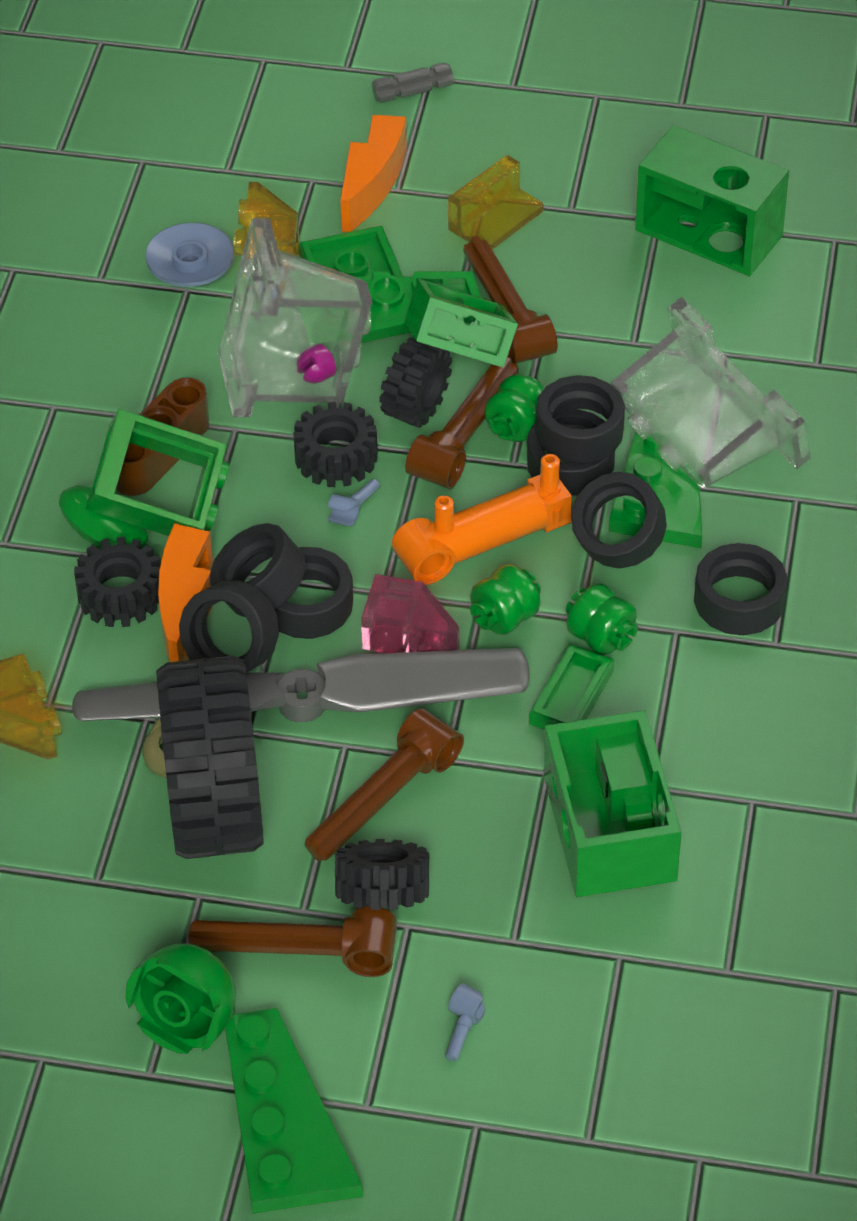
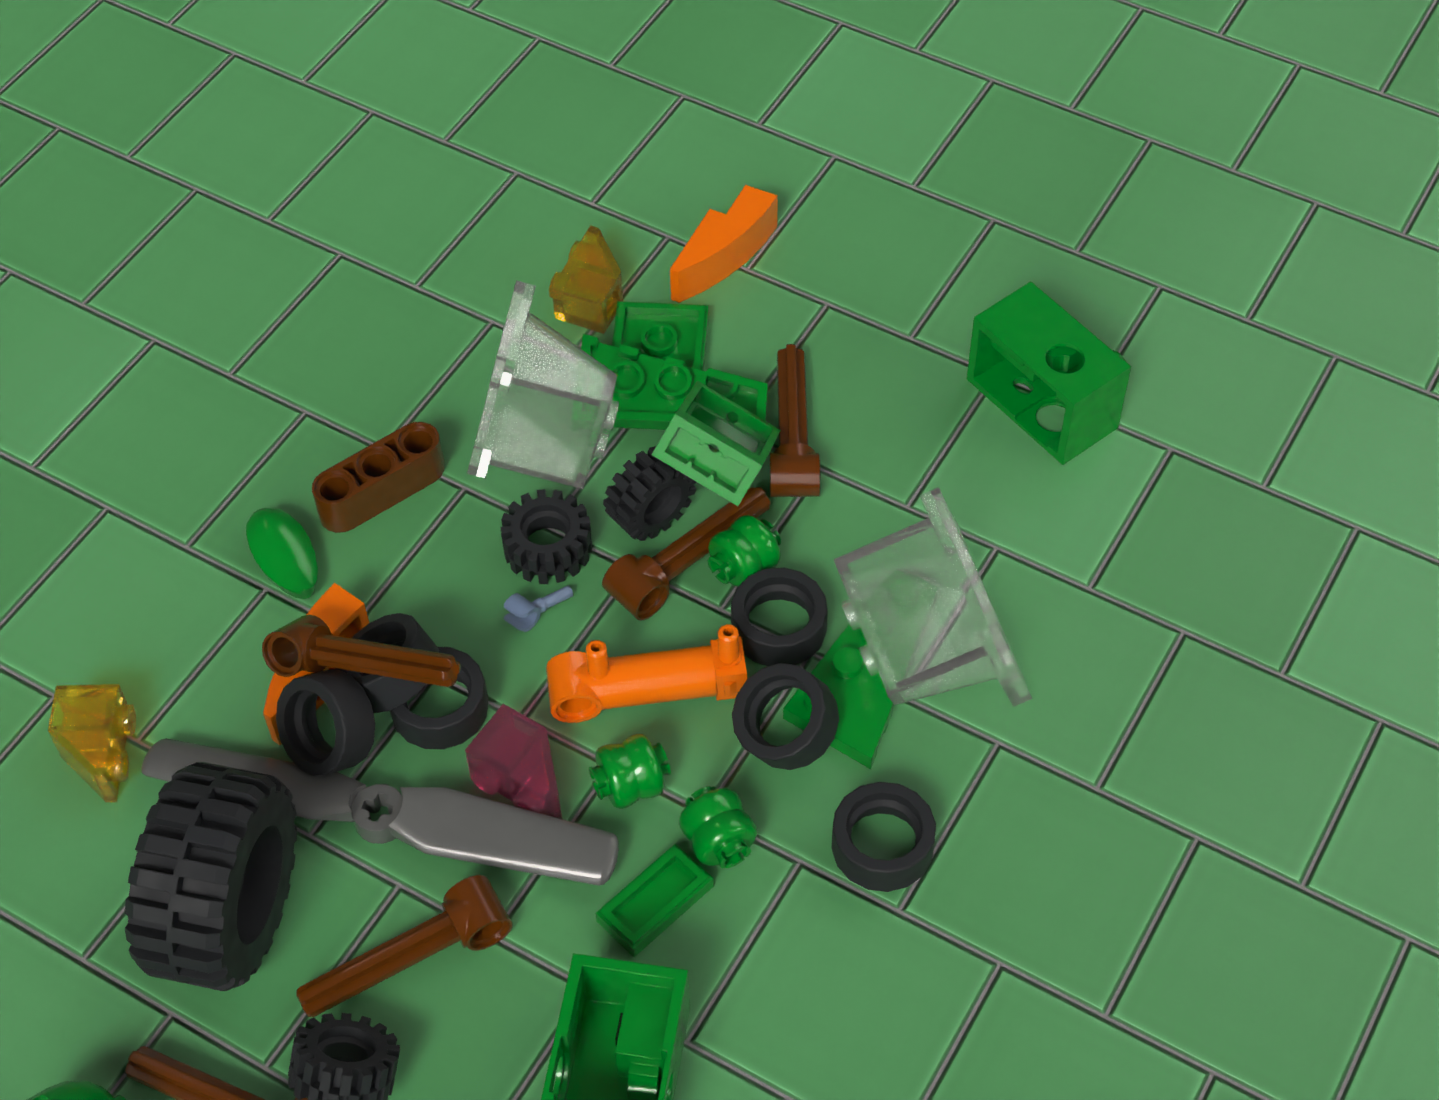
camera: 20 degrees right, 5 degrees up
(113, 562) = (247, 608): black tyre -> none
(168, 440) = (297, 497): green window -> none
(189, 254) = (490, 280): sand blue dish -> none
(242, 560) = (311, 647): none -> reddish brown axle
(316, 364) = (561, 444): magenta hinge -> none
(412, 82) = (812, 157): dark grey axle -> none
(492, 205) = (828, 313): clear yellow panel -> none
(580, 393) = (790, 556): black tyre -> none

